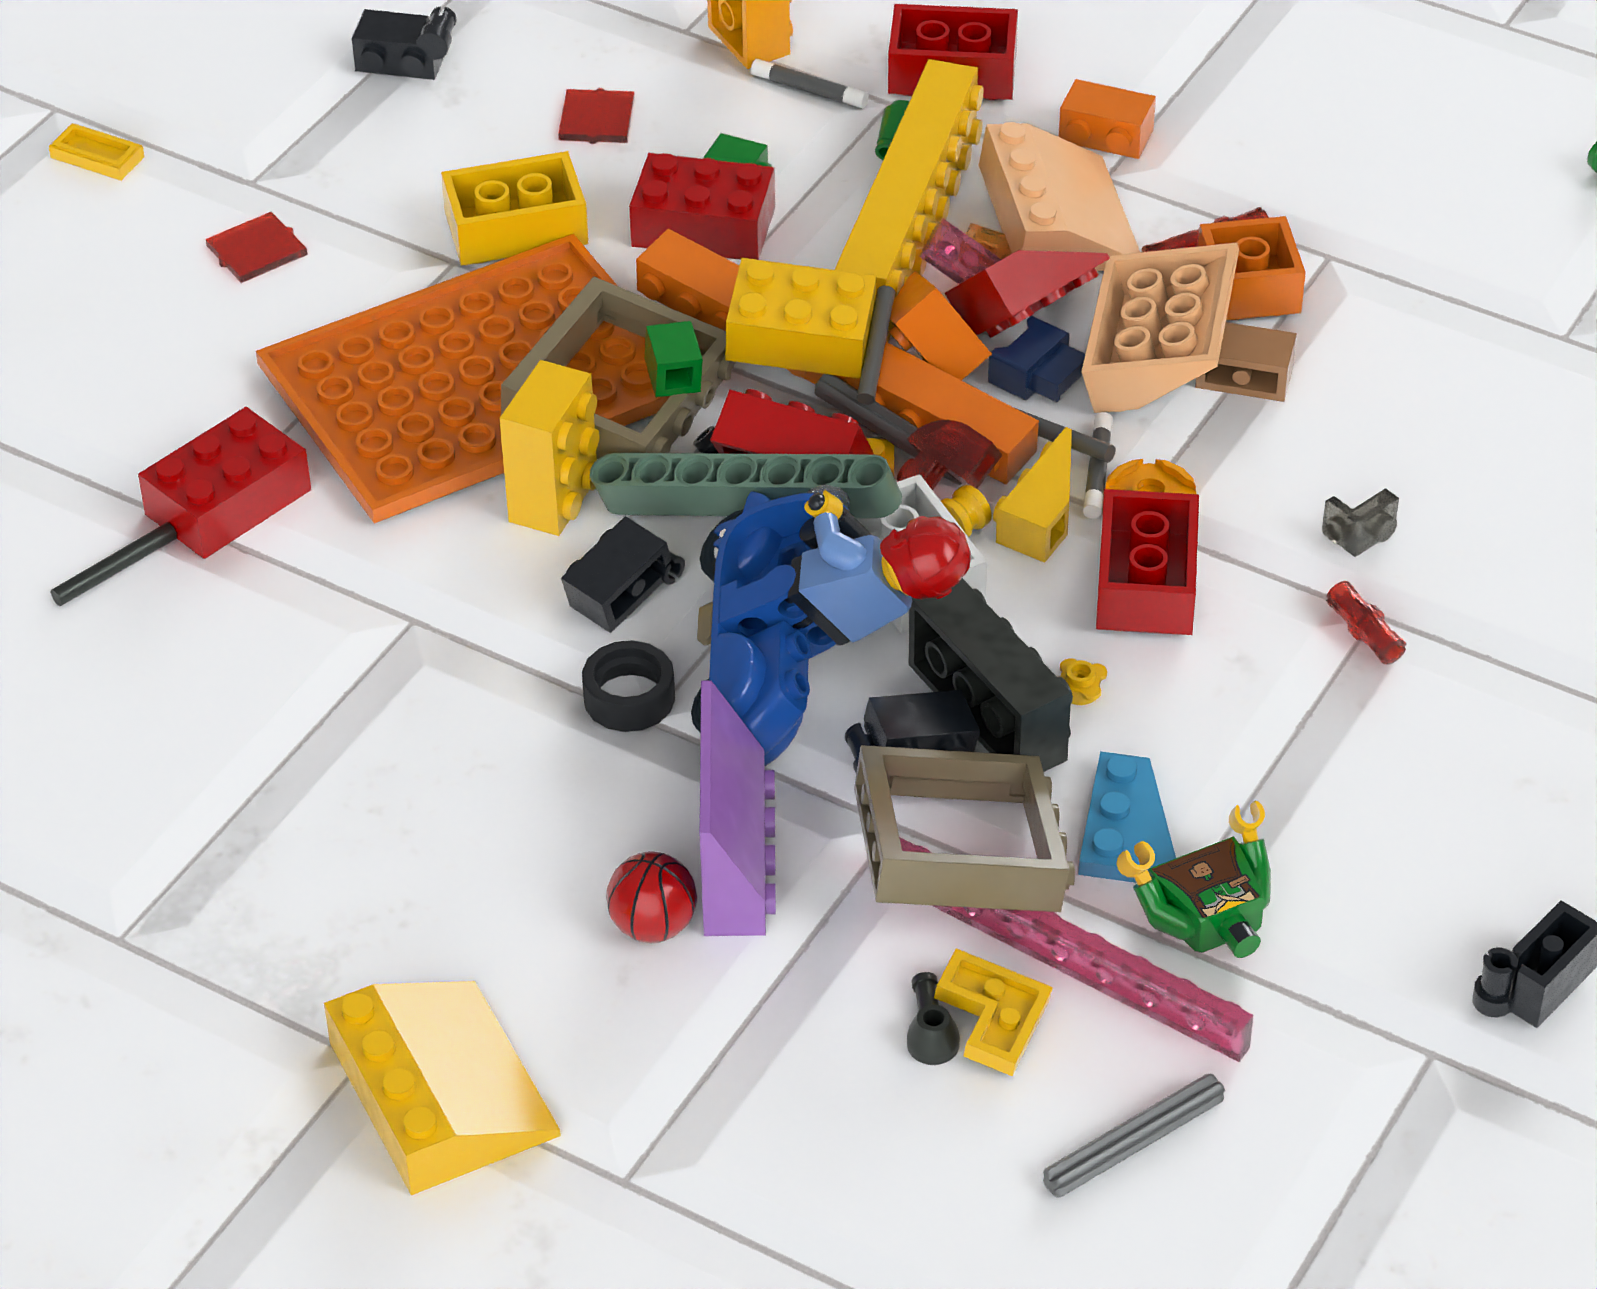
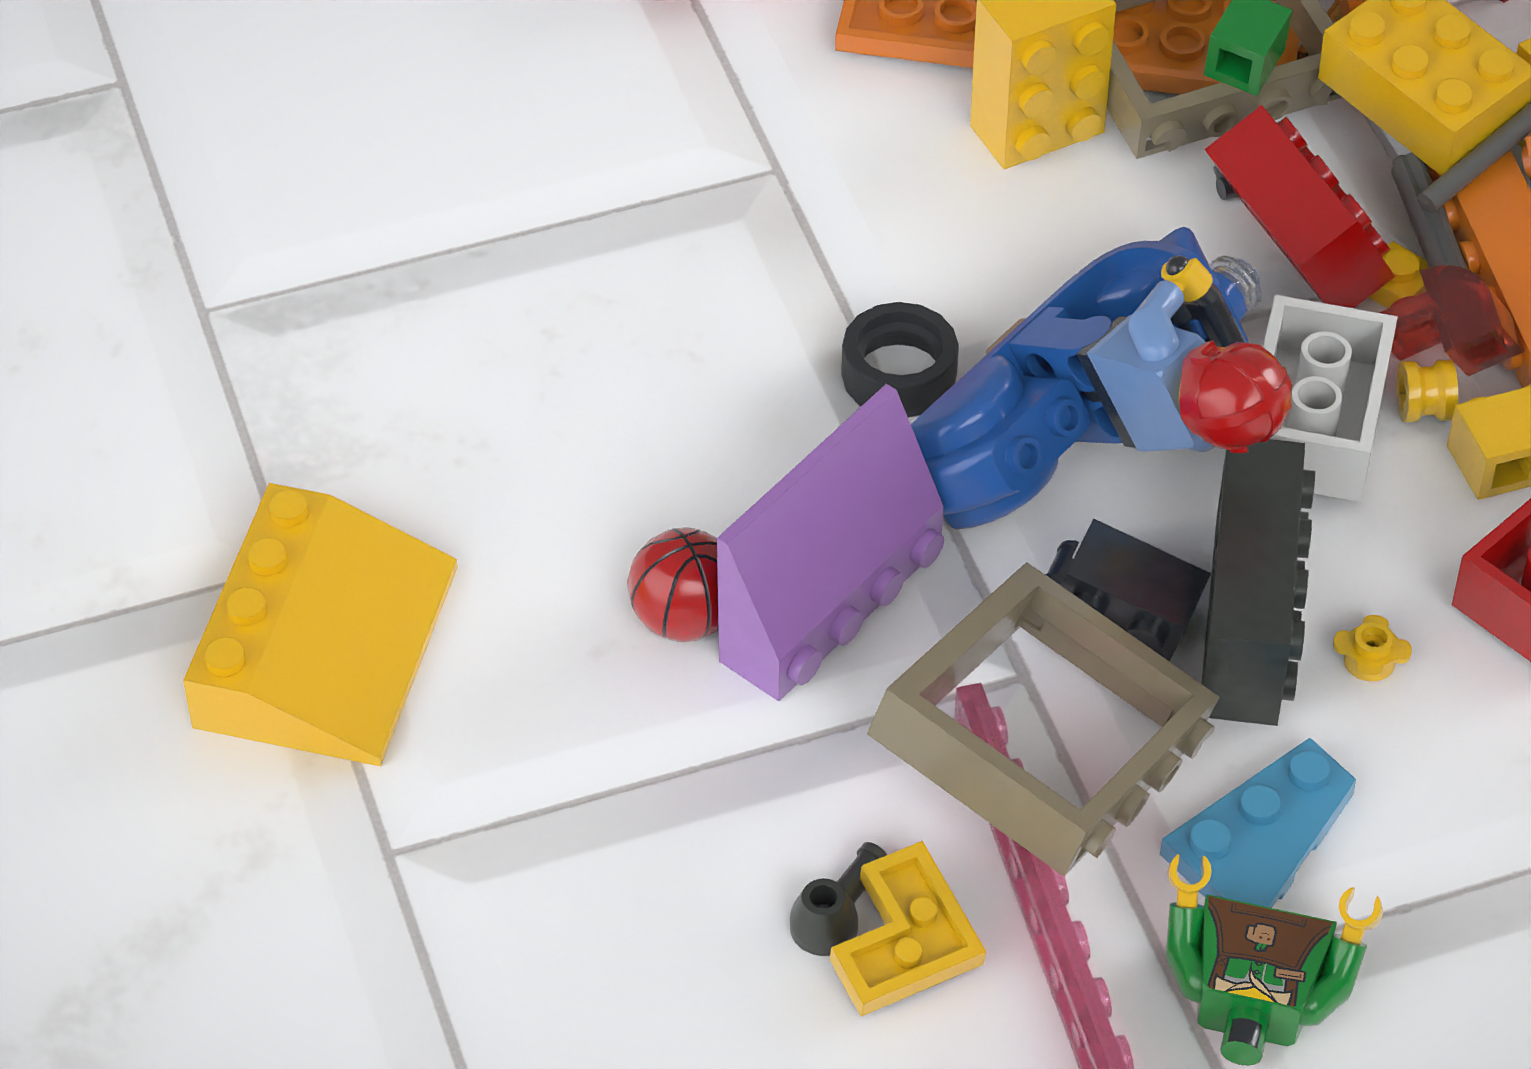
camera: 40 degrees right, 5 degrees up
(619, 573) = (1002, 238): black hinge -> none
(721, 482) = (1172, 194): sand green beam -> none

